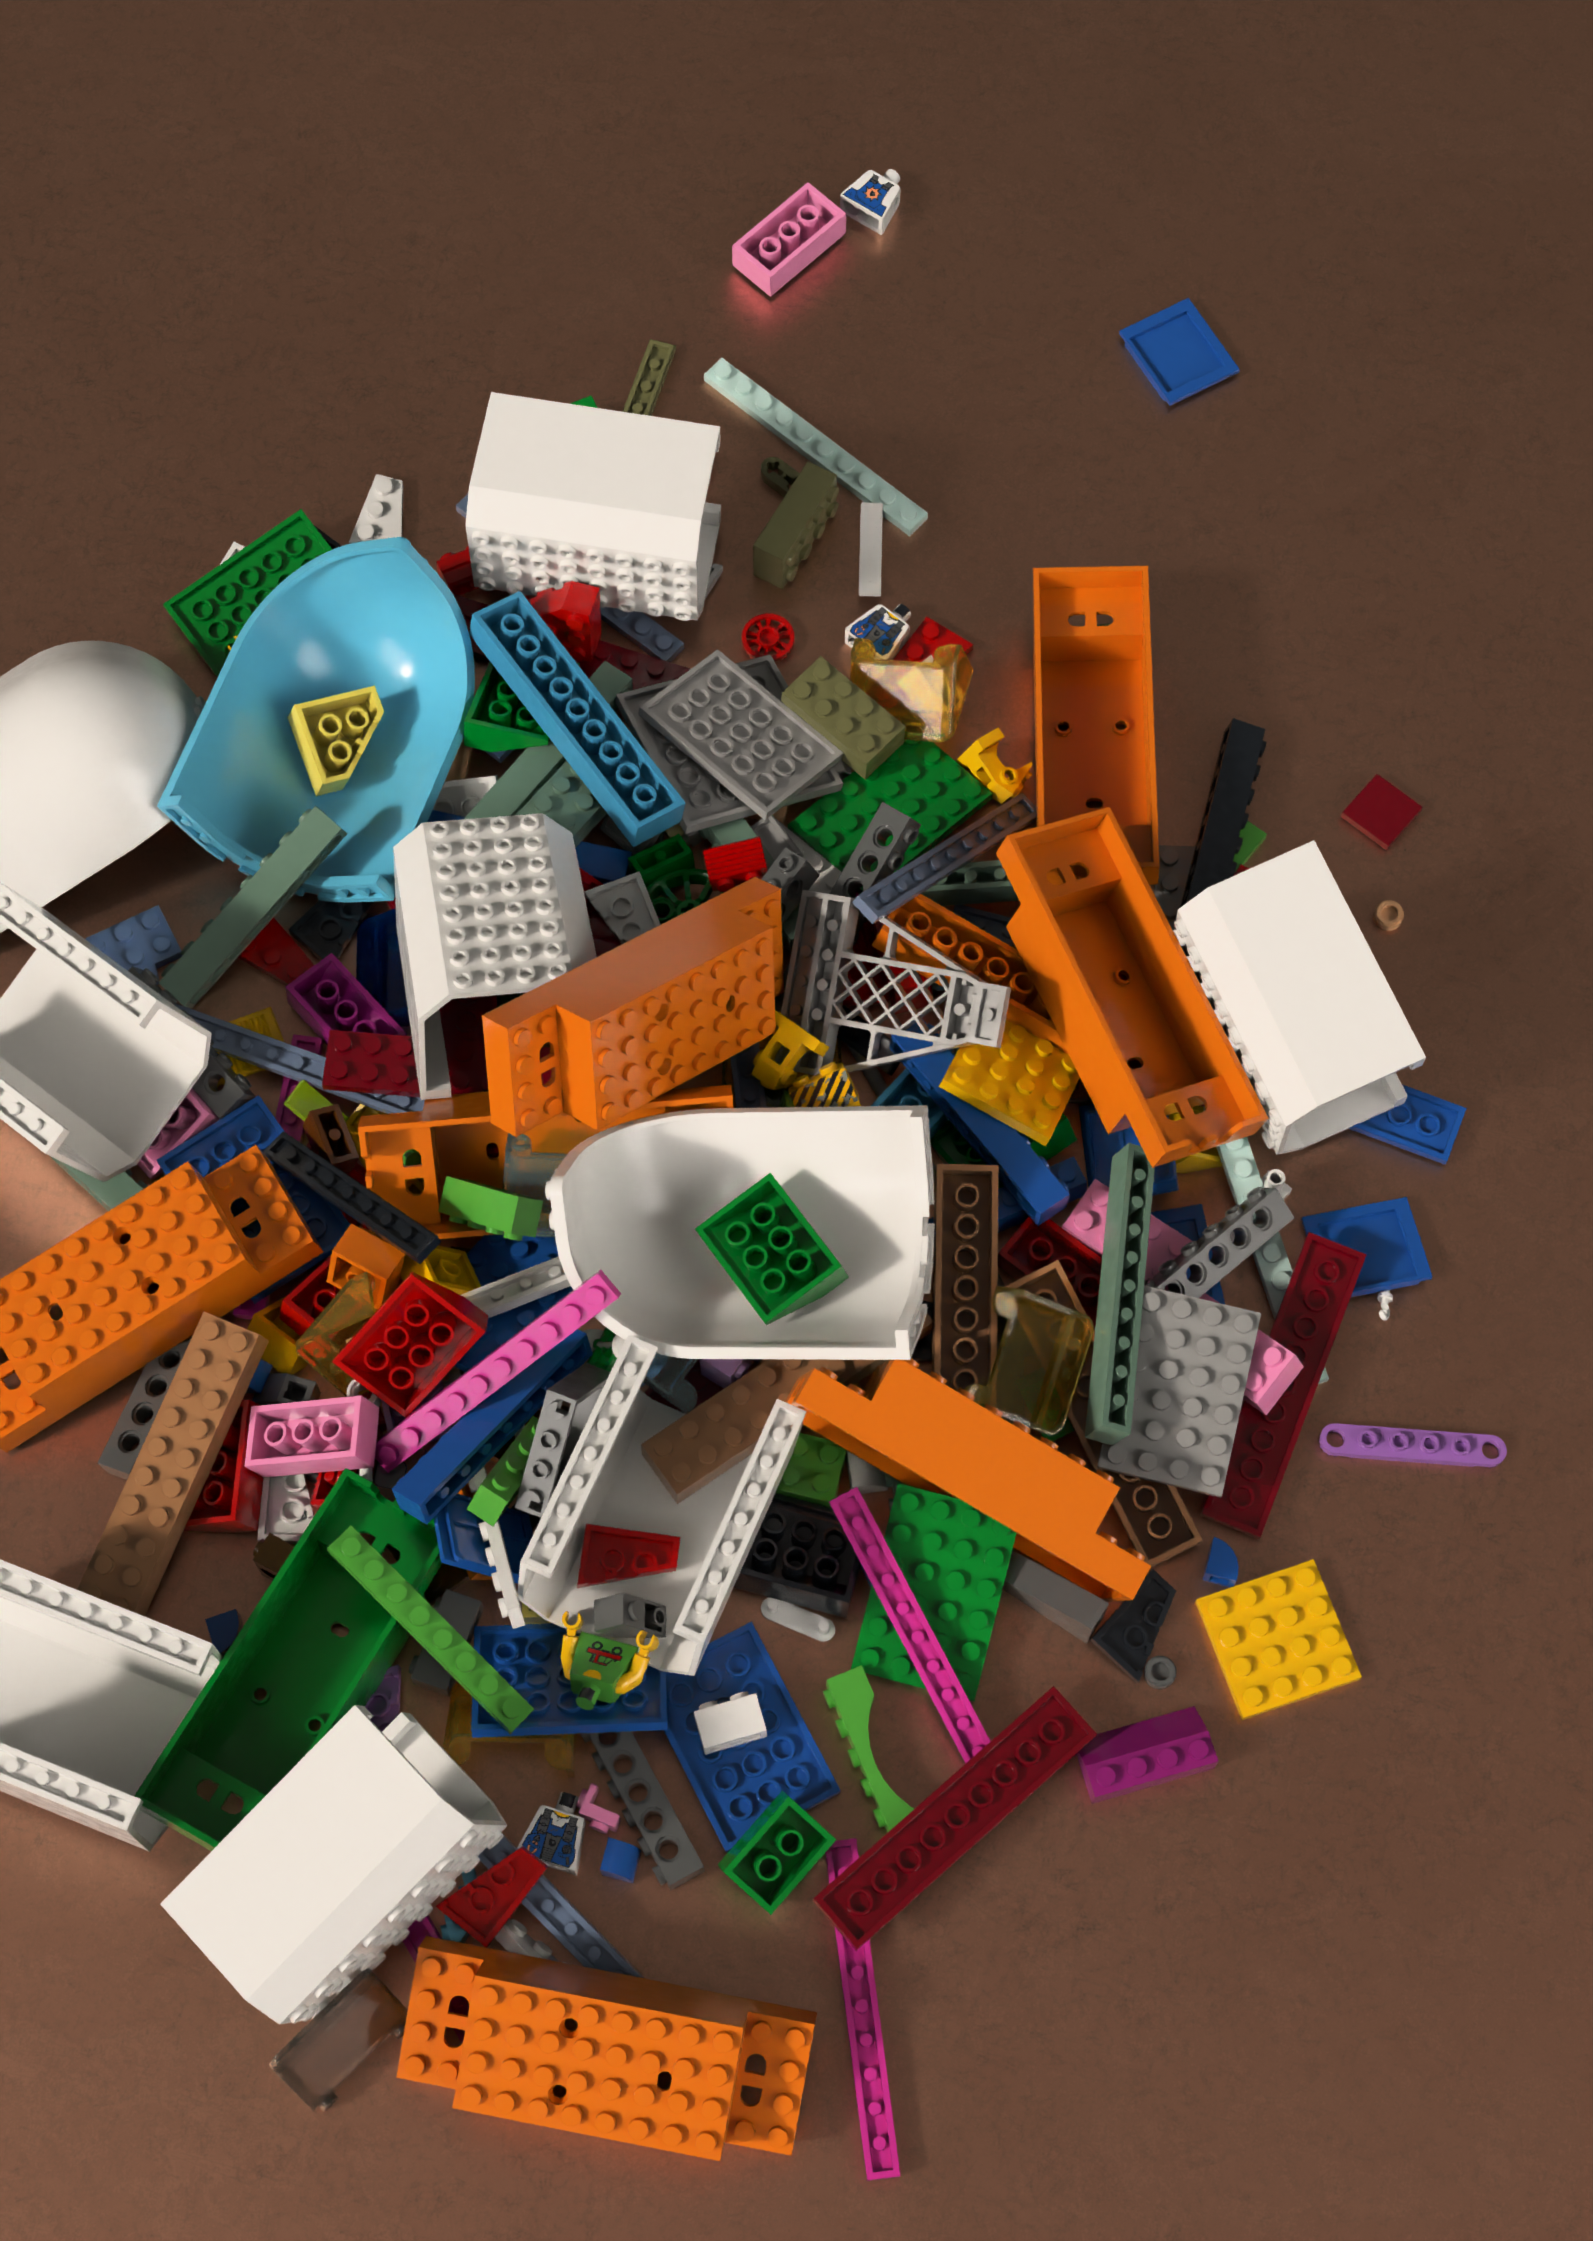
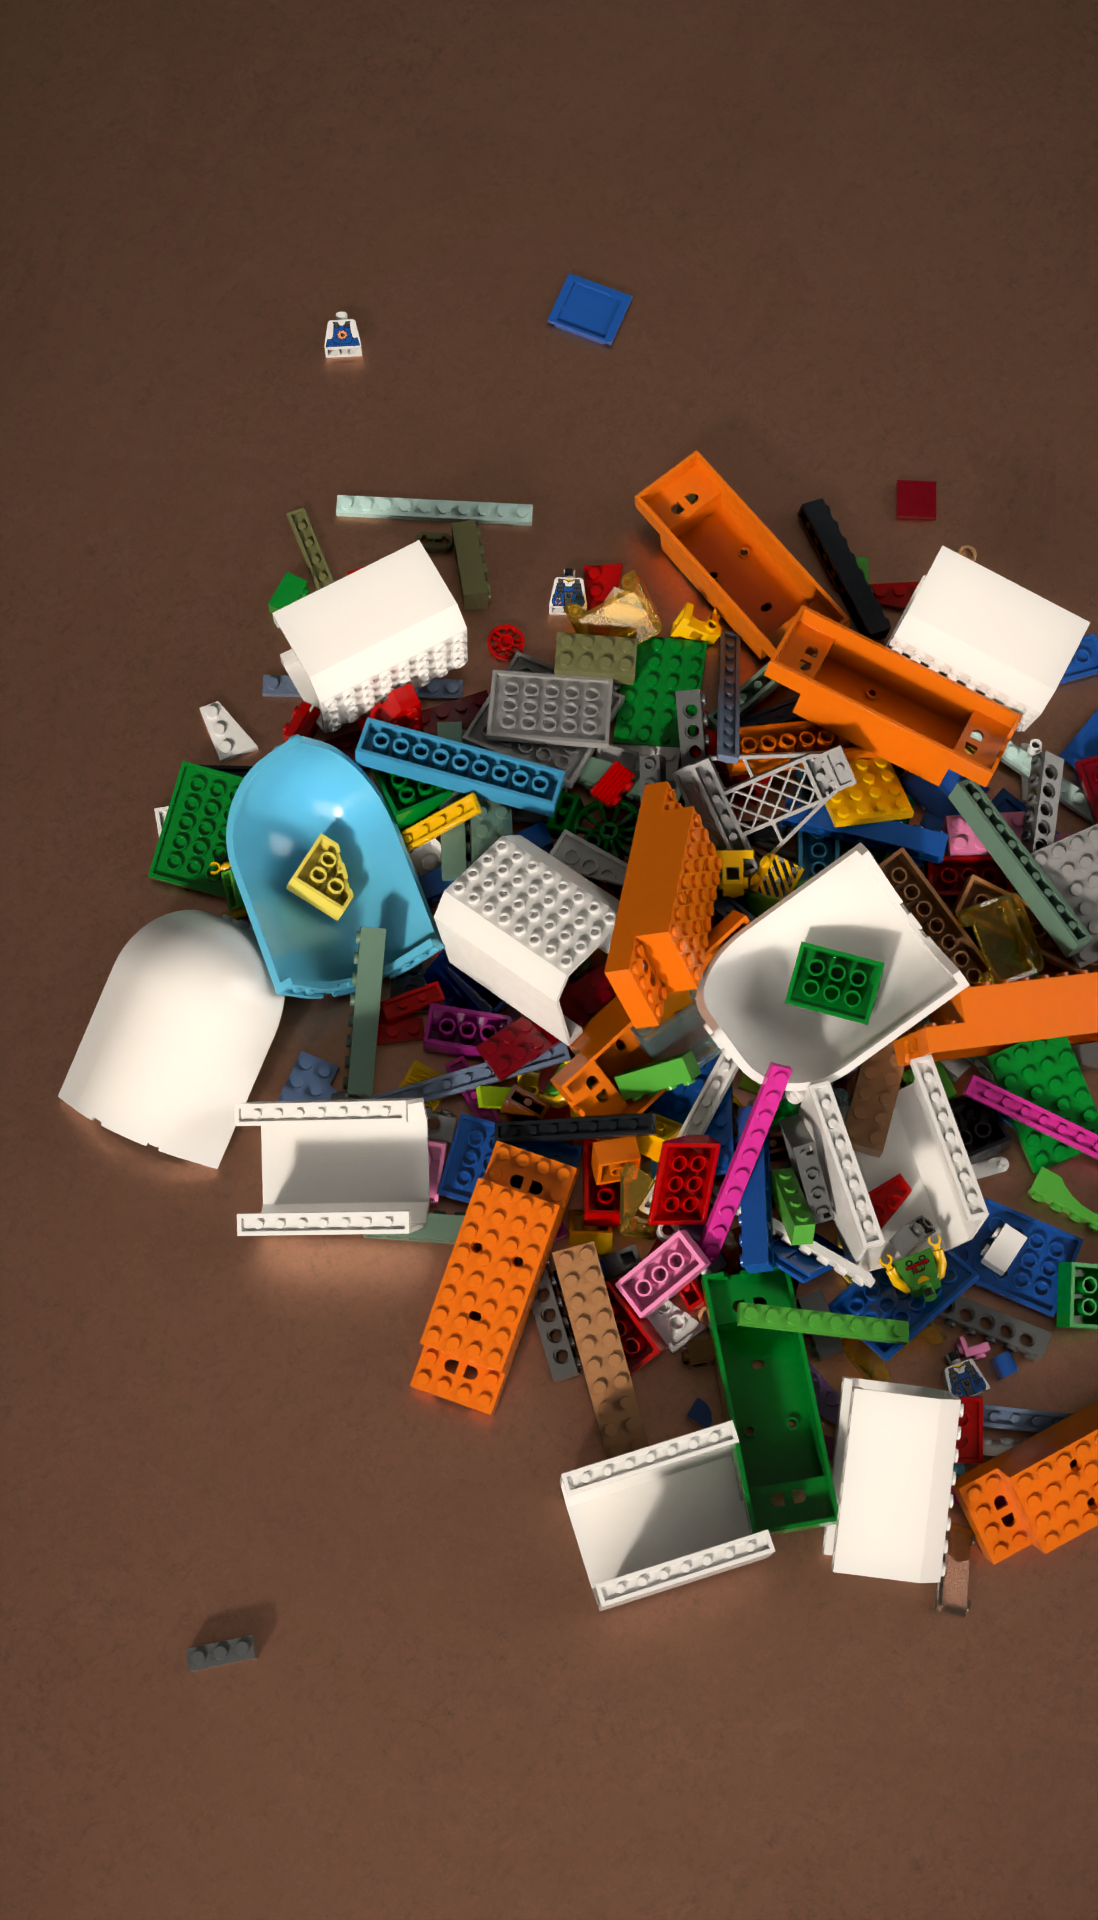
camera: 40 degrees left, 5 degrees up
(318, 939) = (412, 1001): none -> red tile
(508, 764) = (441, 822): none -> yellow tile
(789, 239) = (317, 396): bright pink brick -> none
(870, 549) = (518, 550): white sticker -> none

